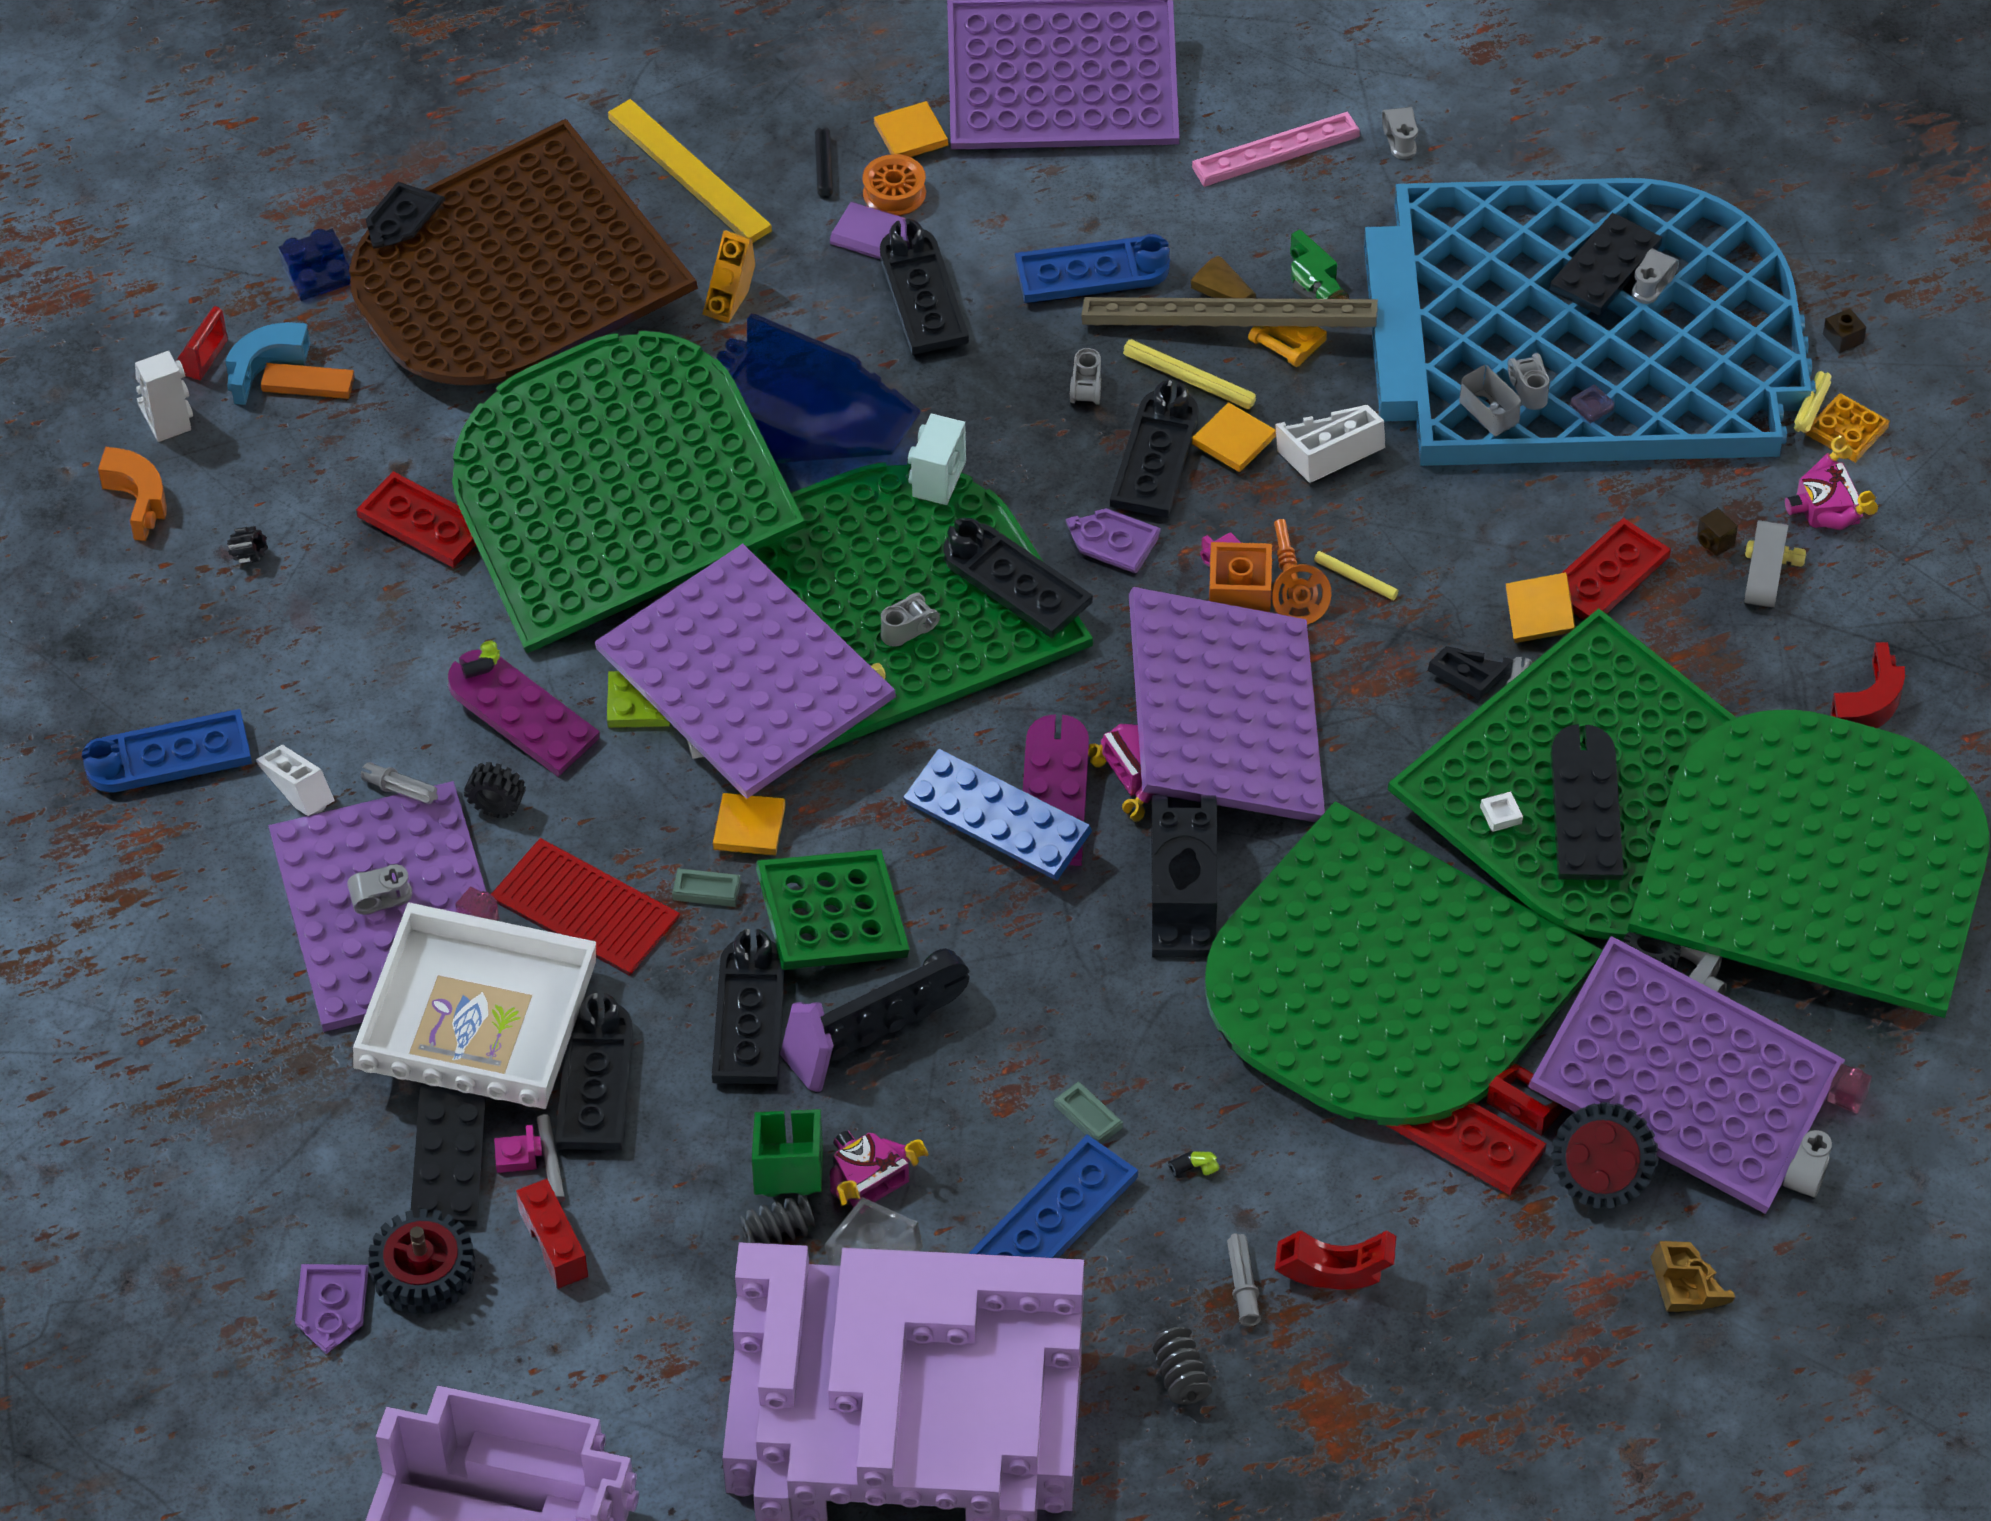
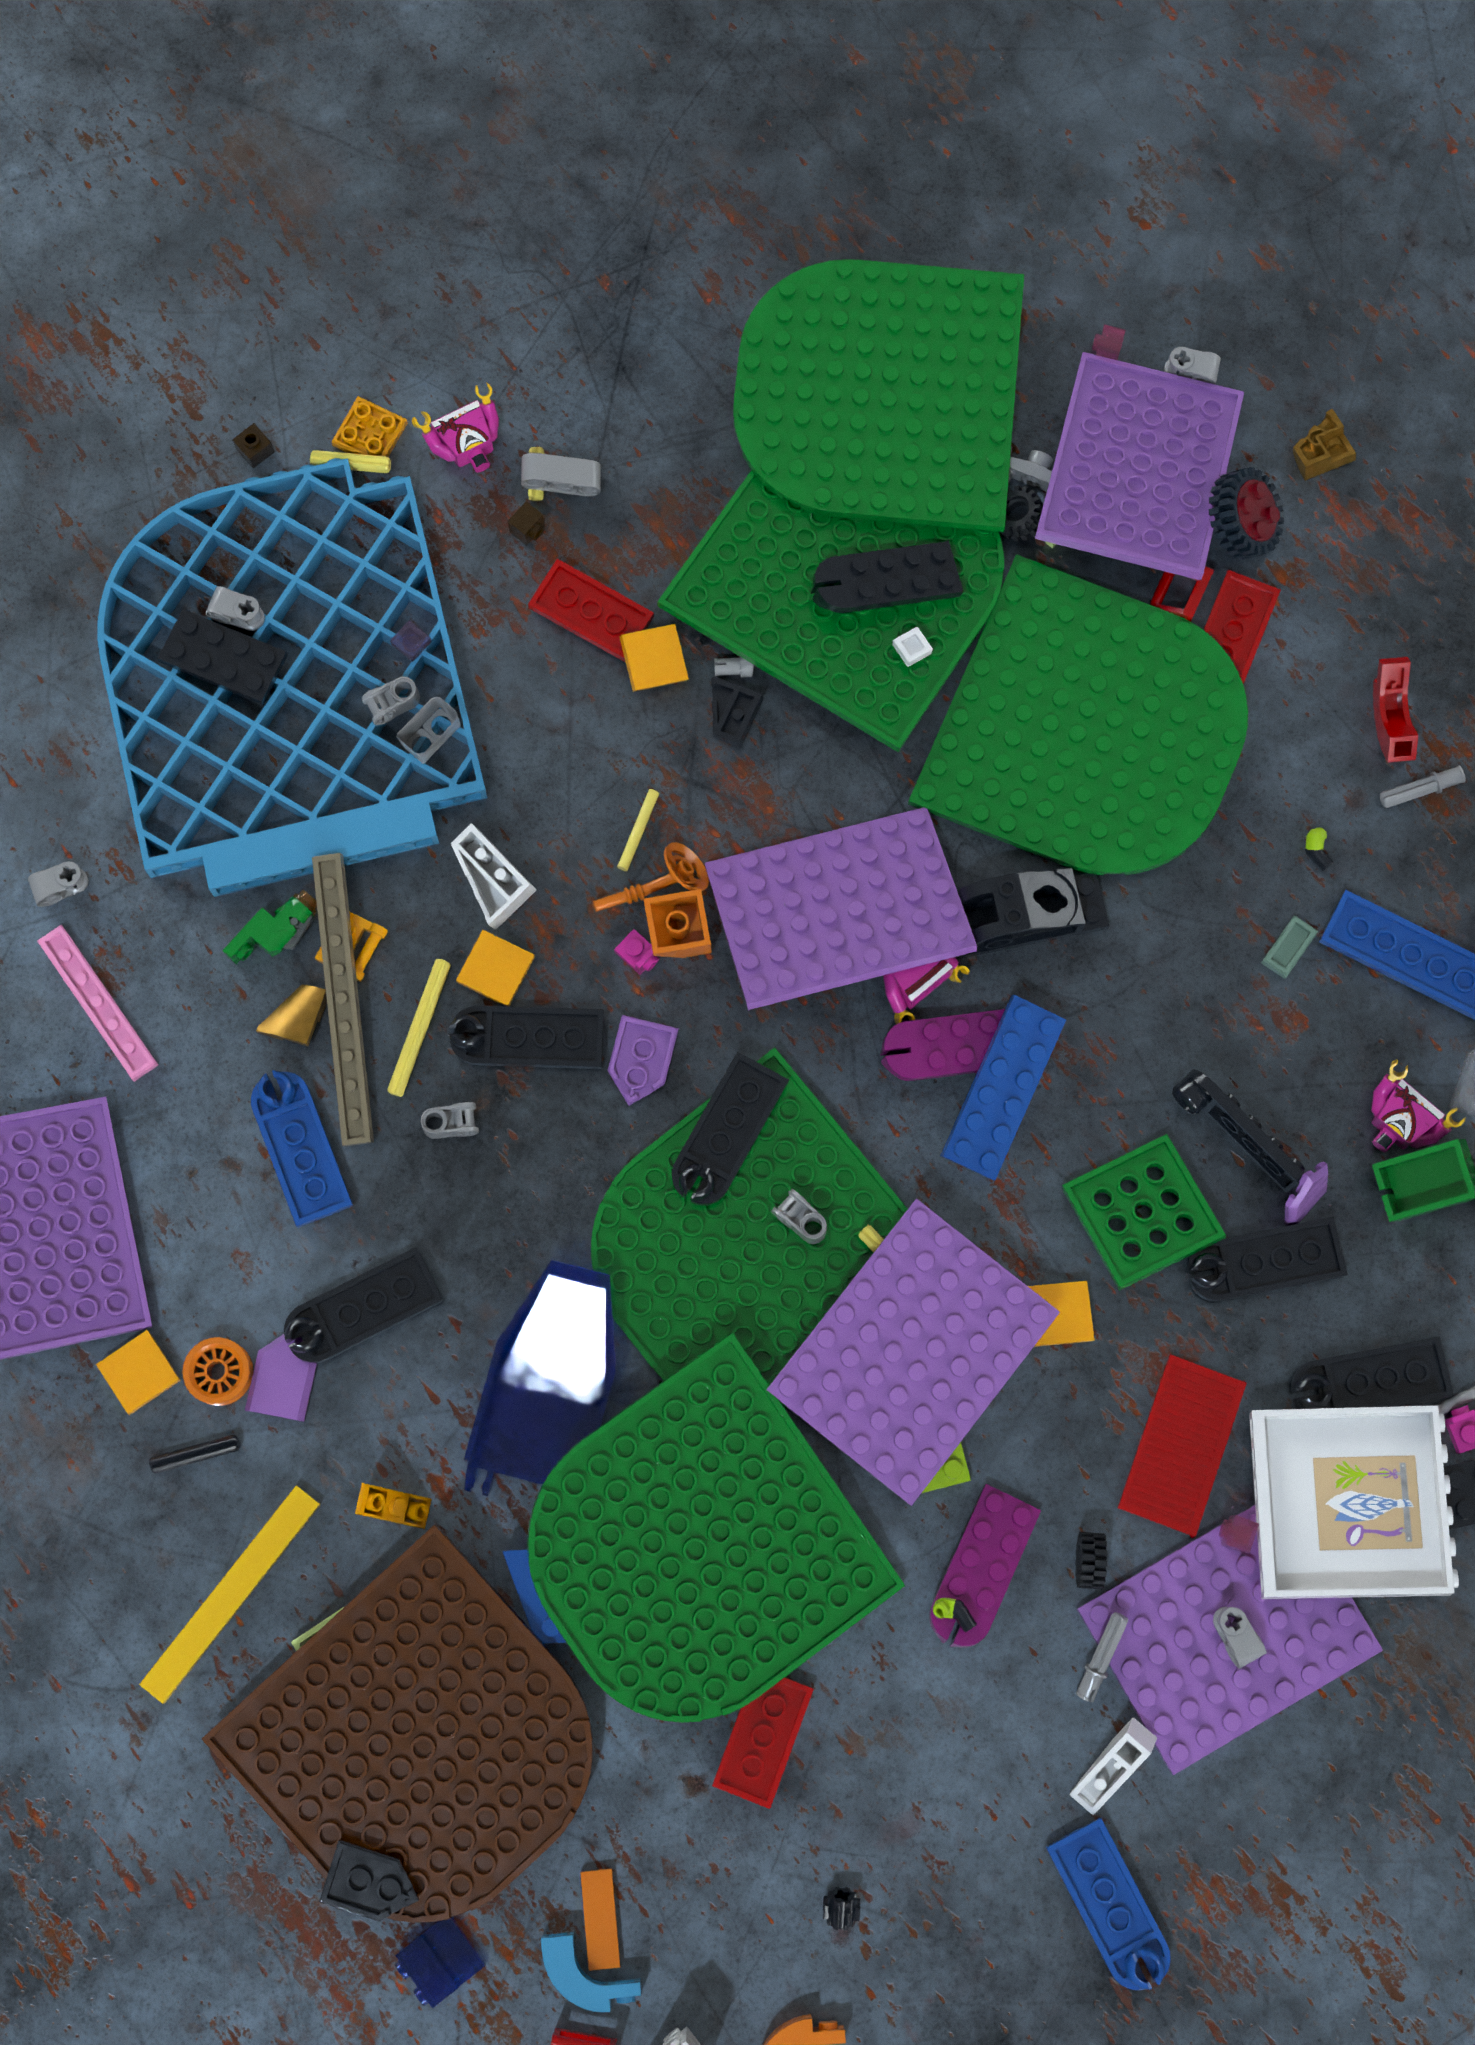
camera: 105 degrees left, 25 degrees up
(706, 887) = (1135, 1337): sand green tile -> none
(937, 458) = (608, 1230): light aqua brick -> none
(1878, 702) = (691, 365): red arch -> none

